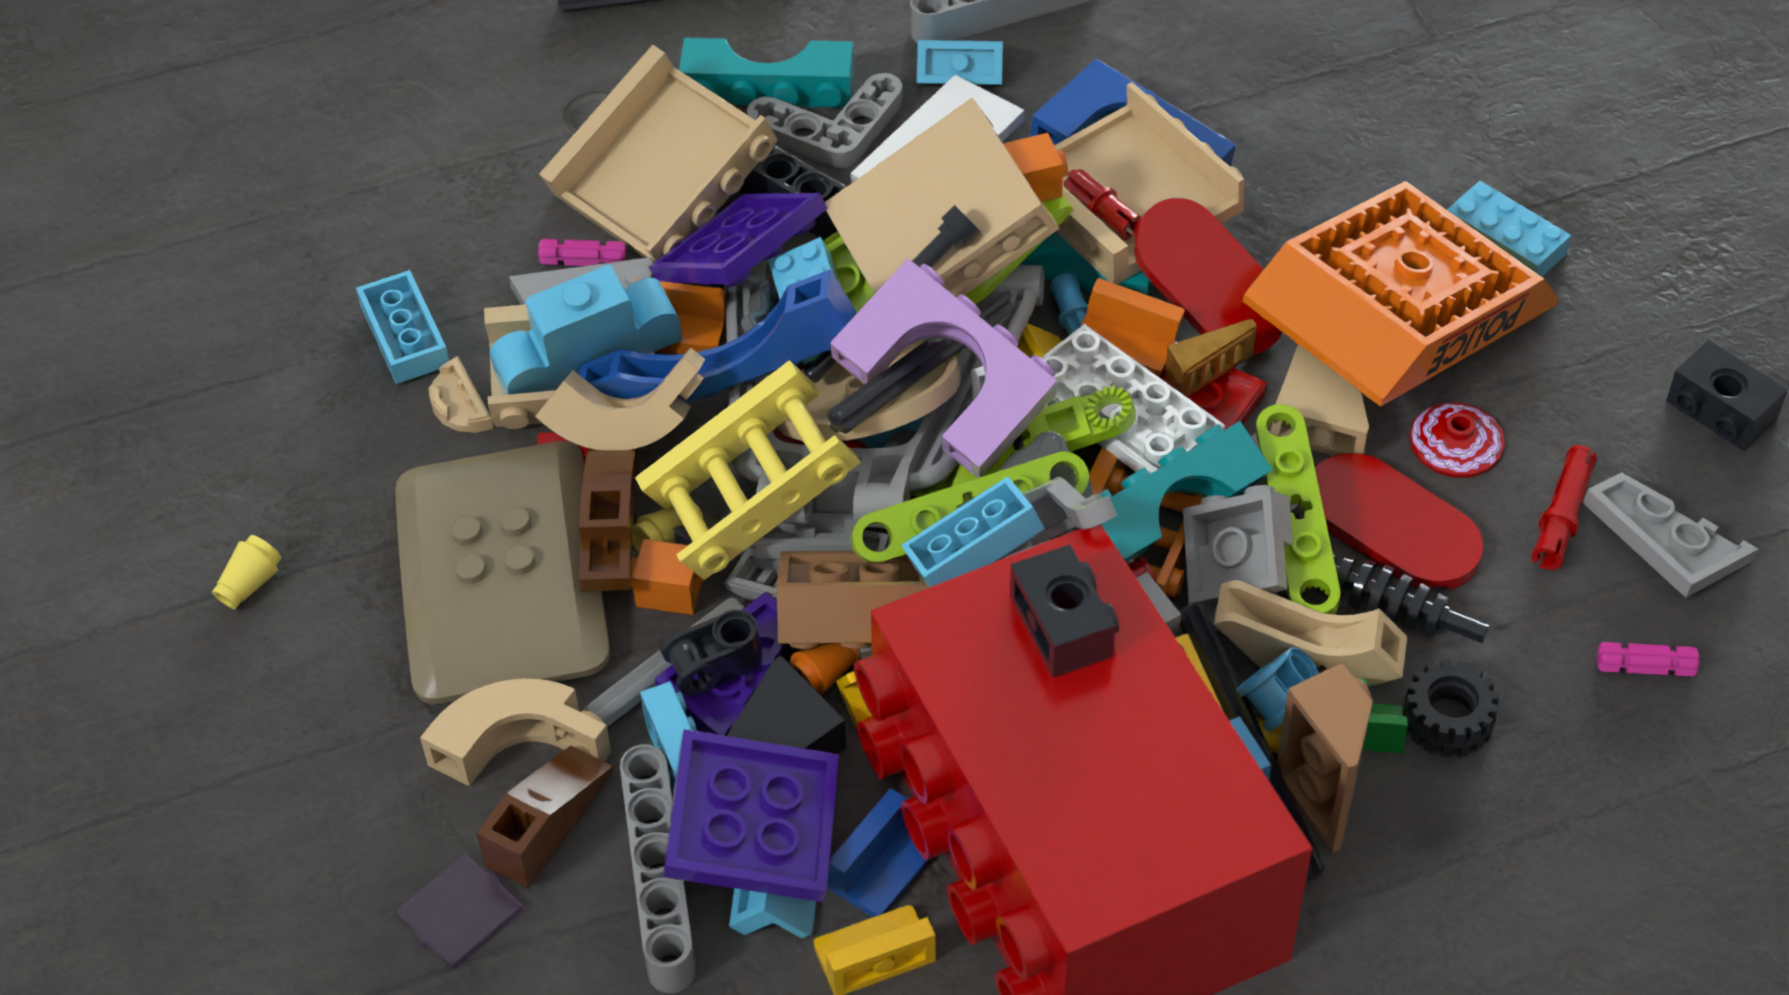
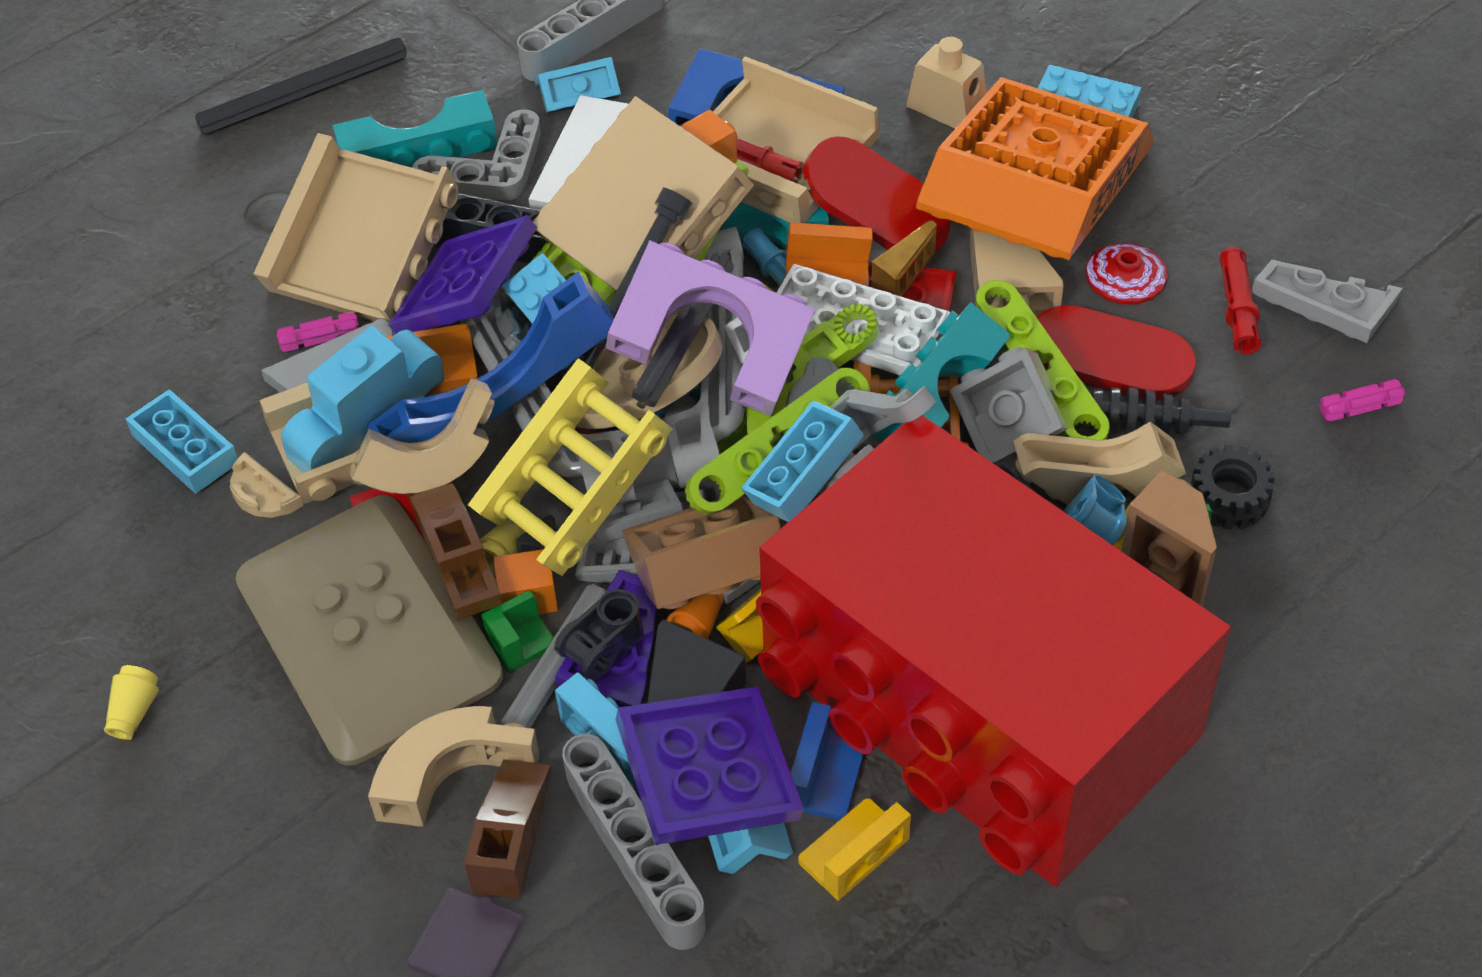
camera: 20 degrees left, 0 degrees up
(639, 620) = (517, 631): none -> green panel
(1063, 636) = (931, 493): black brick -> none
(1350, 167) = (947, 83): none -> tan torso
(1726, 395) = (1319, 177): black brick -> none

